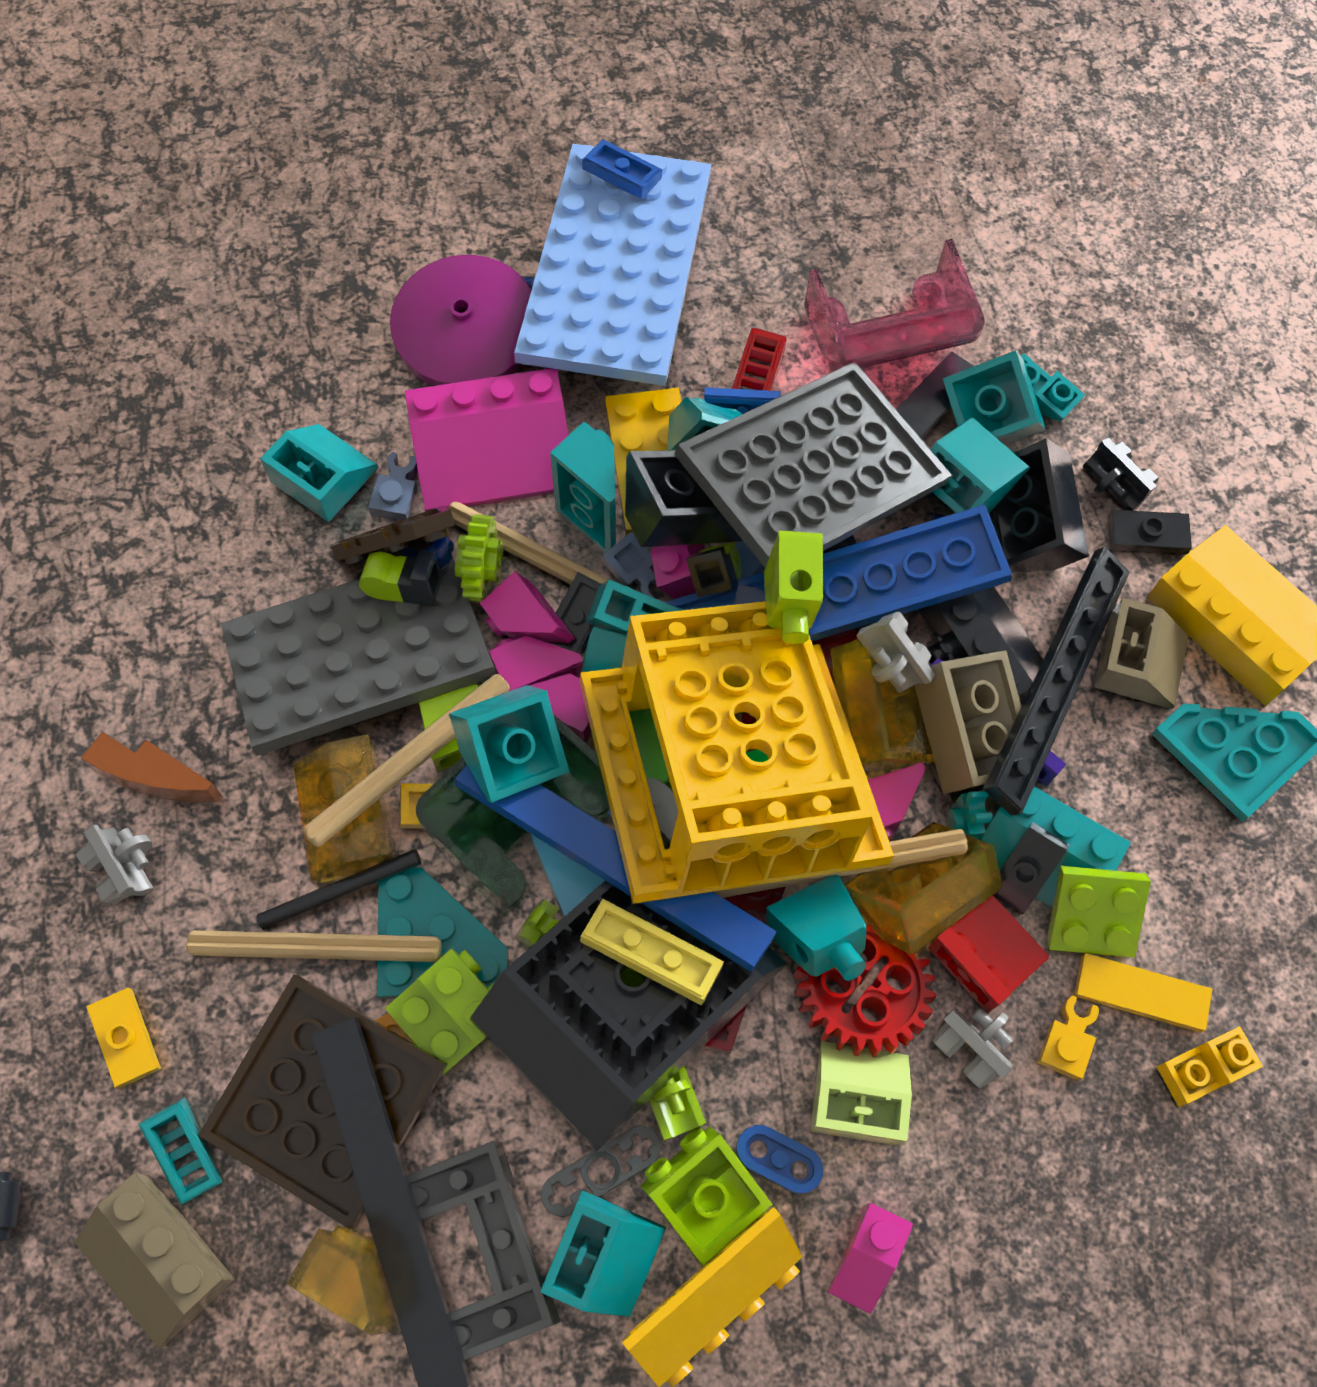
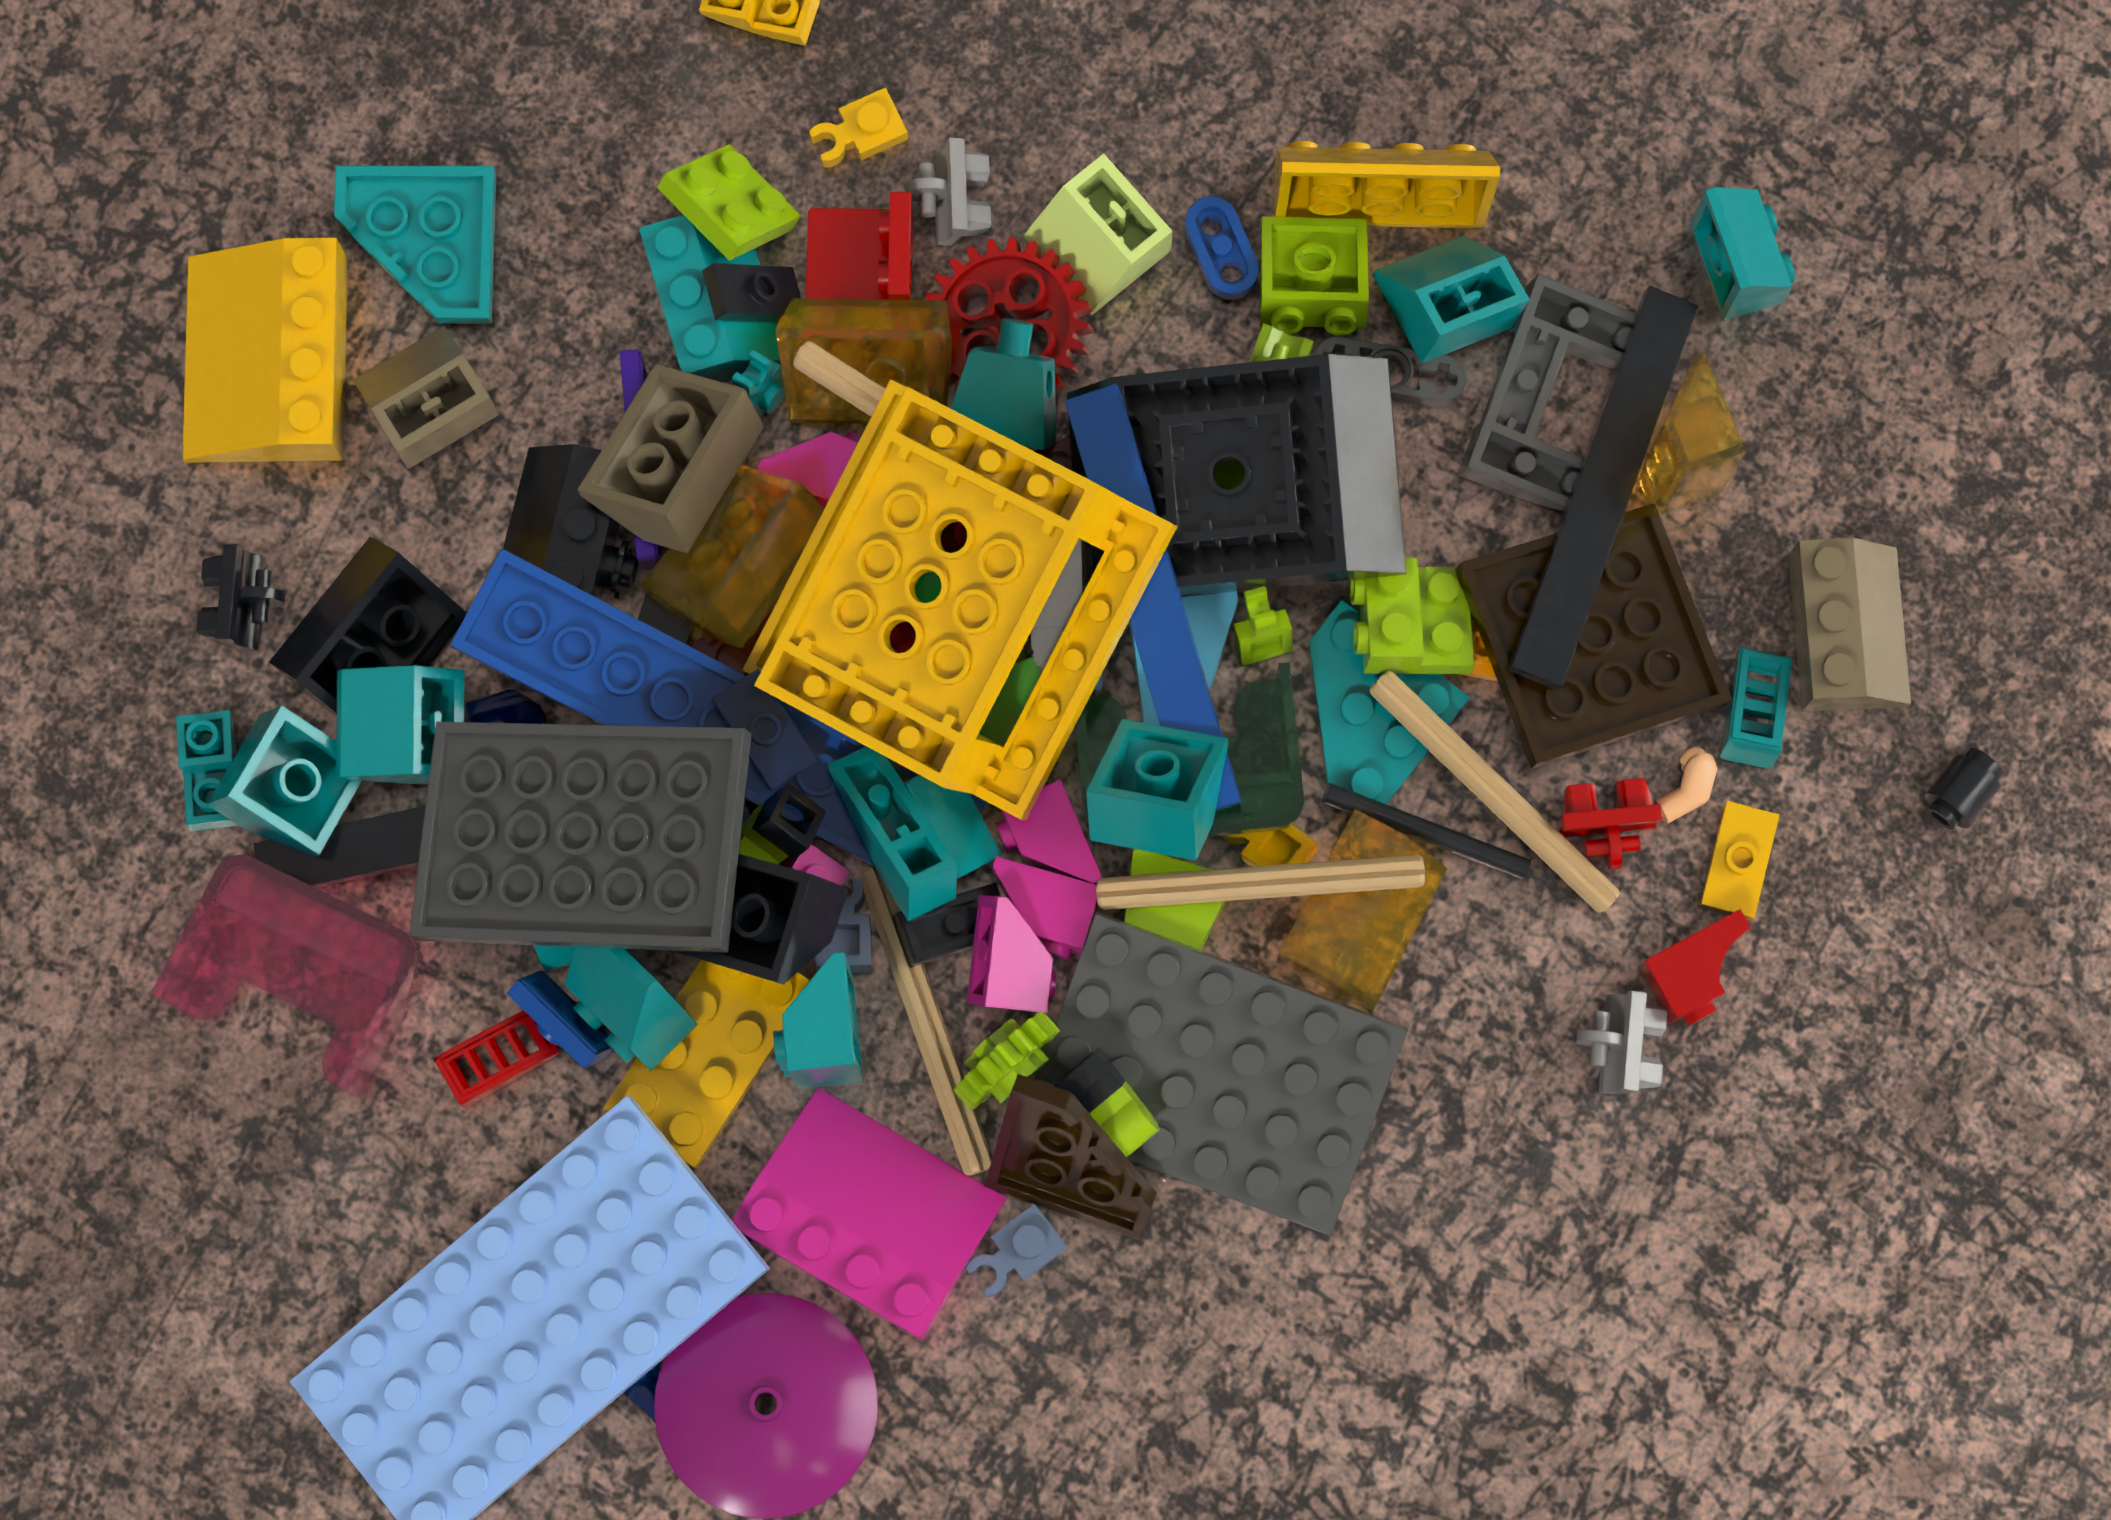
camera: 135 degrees left, 10 degrees up
(106, 941) = (1688, 973): none -> red arch
(148, 771) = (1525, 1115): dark orange slope -> none
(186, 1061) = (1696, 785): none -> light nougat arm
(221, 985) = (1632, 814): none -> red hips
(317, 469) = (1082, 1335): teal slope -> none
(622, 169) = (417, 1437): blue plate -> none
(652, 951) = (1195, 477): light yellow tile -> none
(794, 584) = (751, 687): lime torso -> none
(870, 1257) = (1212, 107): dark pink slope -> none
(895, 654) = (697, 566): light grey hips -> none
(1056, 683) = (538, 434): black tile -> none
(1143, 992) = (753, 111): yellow tile -> none
(1150, 531) = (268, 518): black plate -> none

